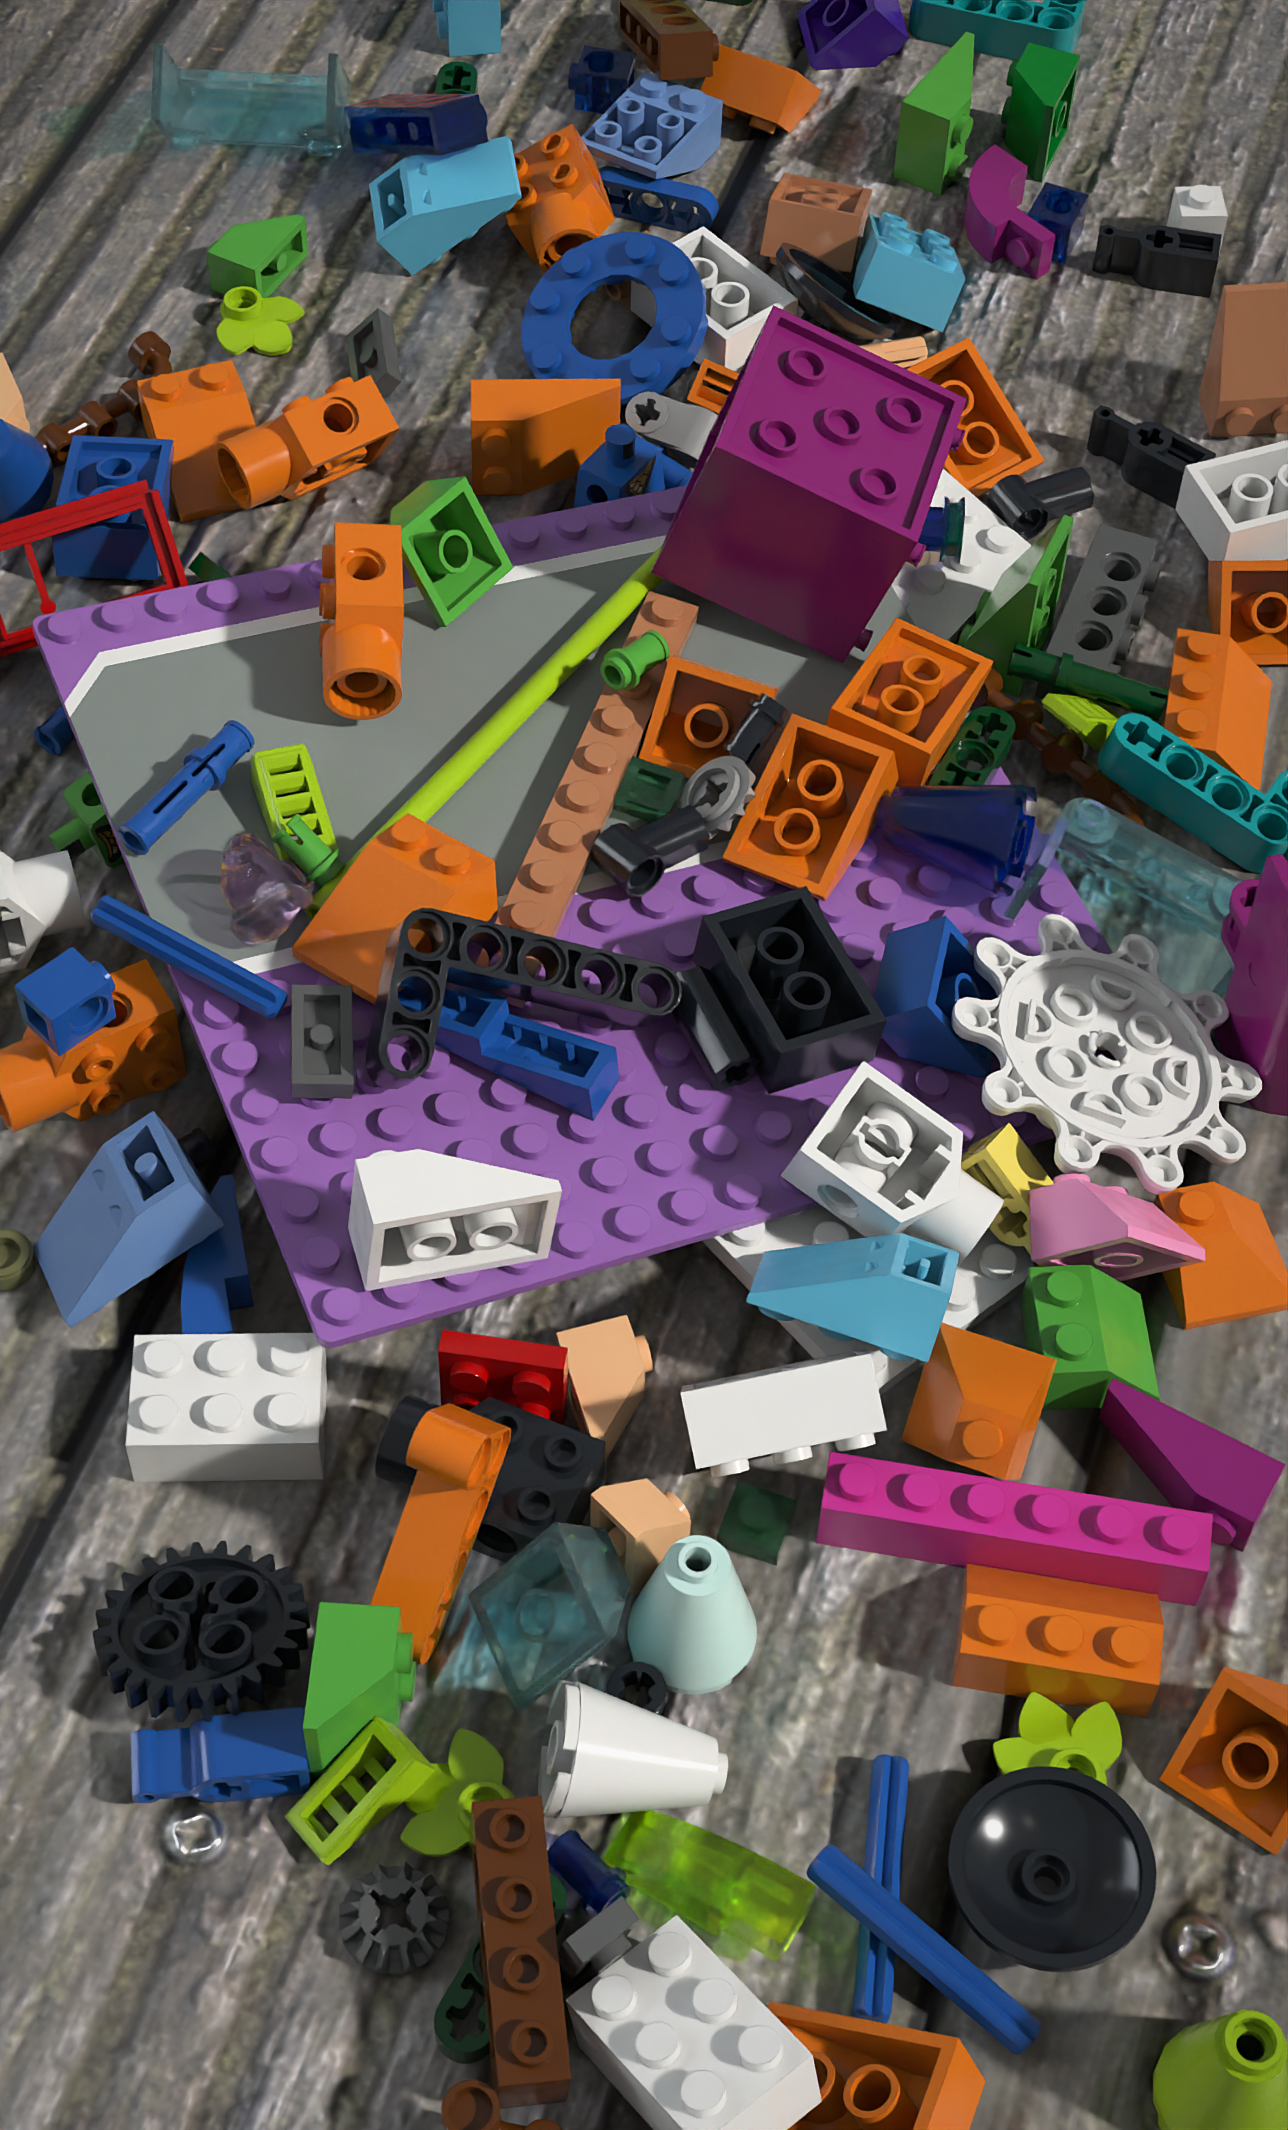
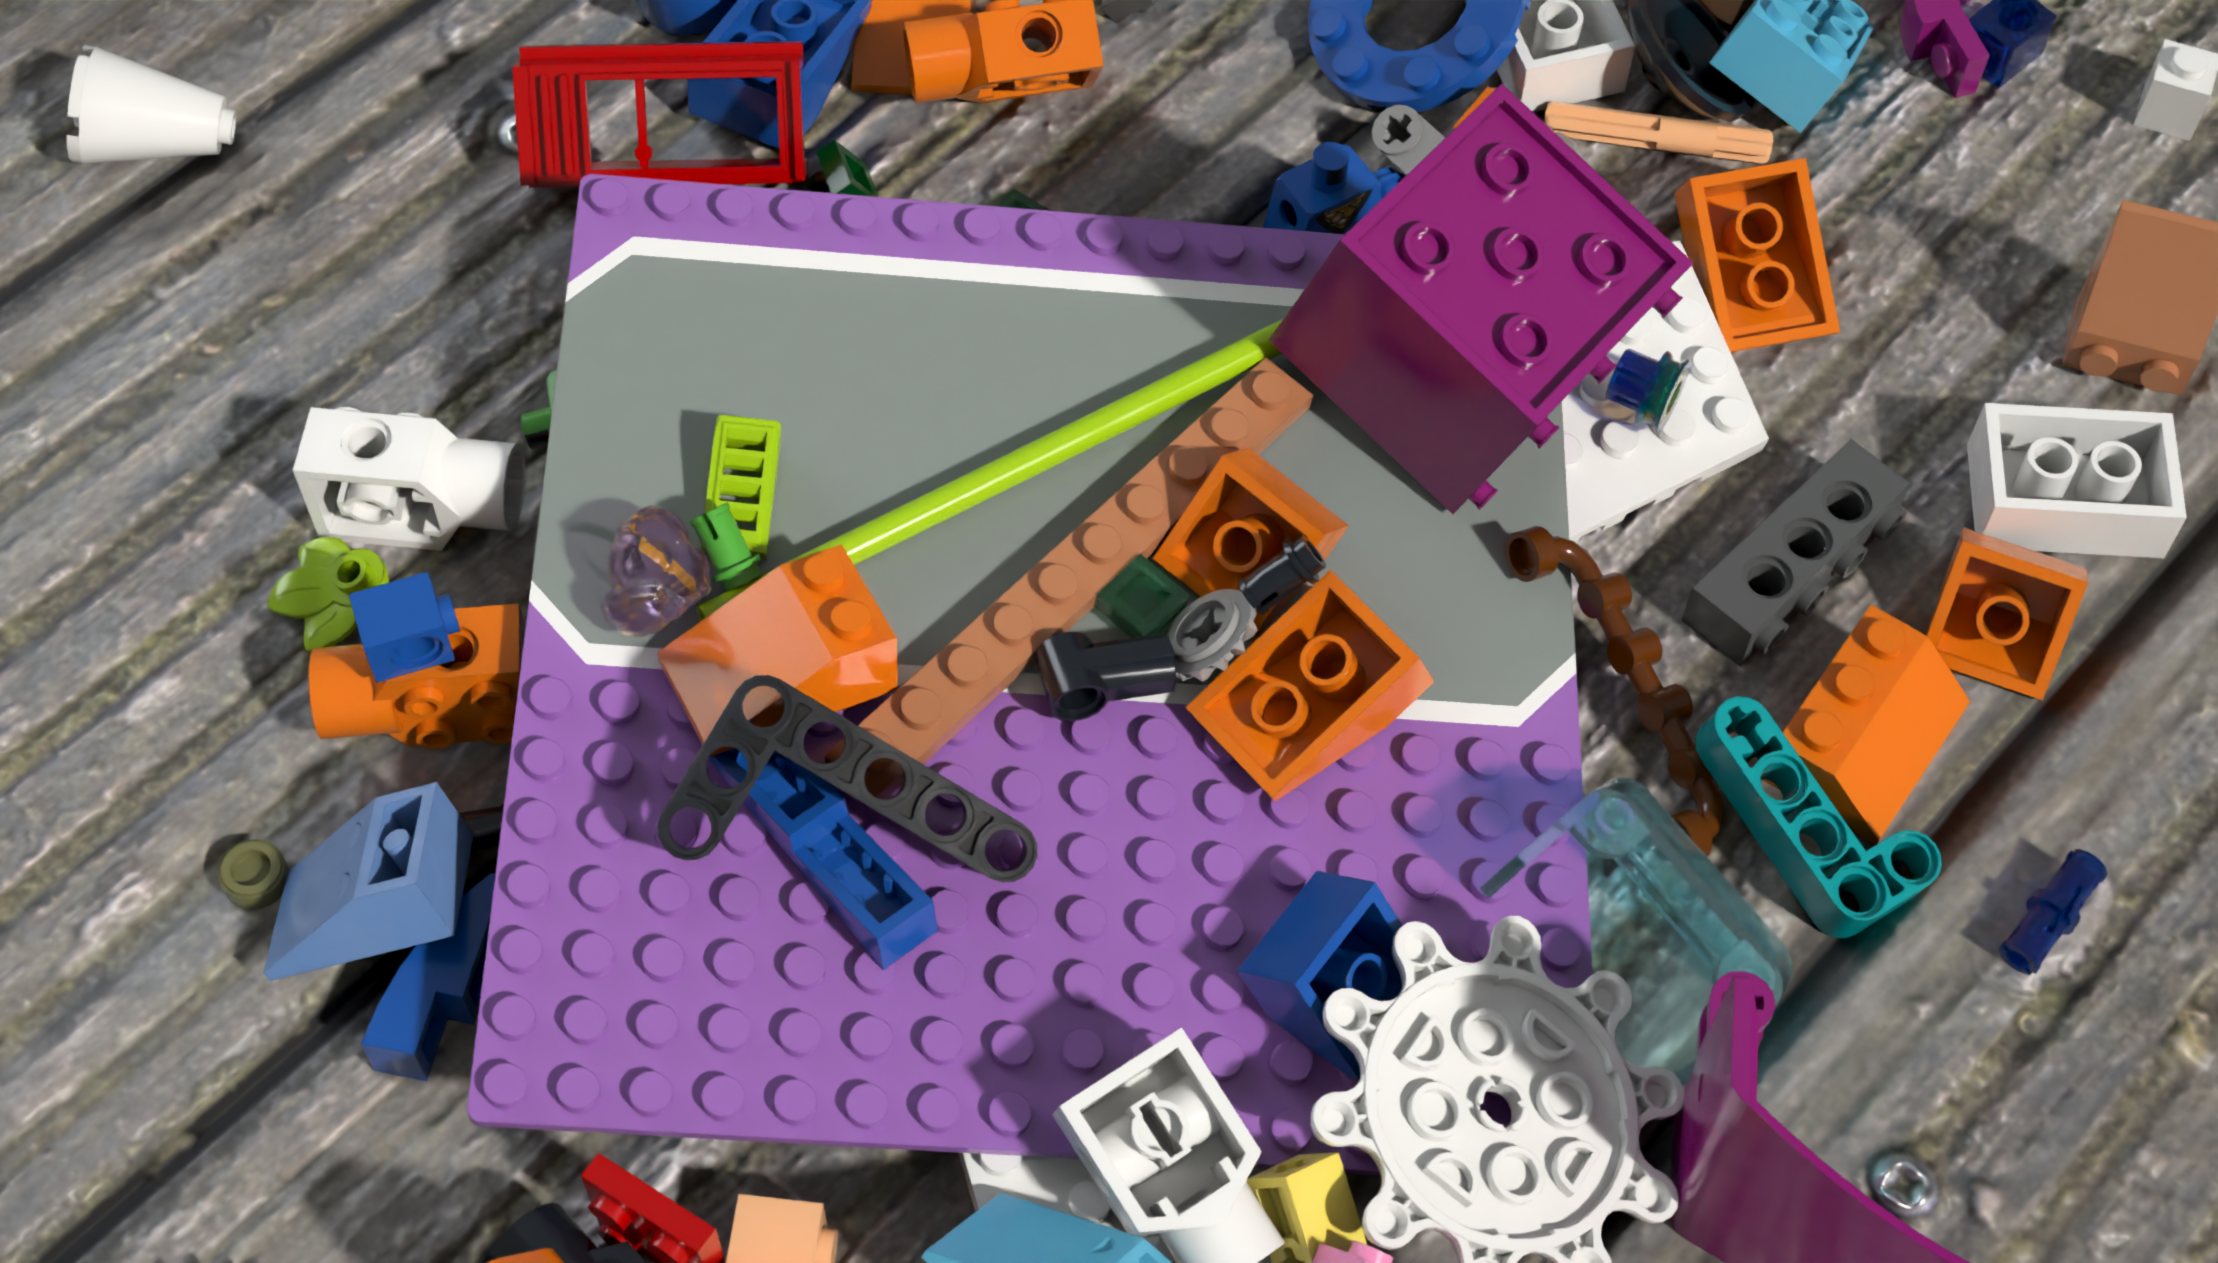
camera: 25 degrees right, 5 degrees up
(189, 957) = (543, 627): blue axle -> none
(202, 771) = (660, 416): blue pin -> none
(227, 1407) = (372, 1136): white brick -> none
(321, 1041) = (626, 775): dark grey plate -> none
(365, 620) = (910, 298): orange brick -> none
(445, 1216) = (625, 1033): white slope -> none
(449, 546) = (1053, 236): bright green slope -> none
(537, 430) = (1262, 112): orange slope -> none
(625, 666) = (1181, 445): bright green pin -> none
(713, 1030) = (1061, 912): black axle -> none
(790, 988) = (1163, 900): black brick -> none
(911, 698) = (1486, 596): orange slope -> none
(963, 829) = (1473, 776): clear blue cone -> none
(969, 747) = (1525, 716): dark green beam -> none
(1021, 604) = (1692, 523): bright green slope -> none
(1032, 504) = (1788, 383): black piece -> none
(1083, 717) = (1706, 674): lime slope -> none
(1086, 681) = (1728, 632): dark green pin -> none
(1148, 453) = (1965, 363): black piece -> none
(1160, 258) = (2113, 120): black piece -> none

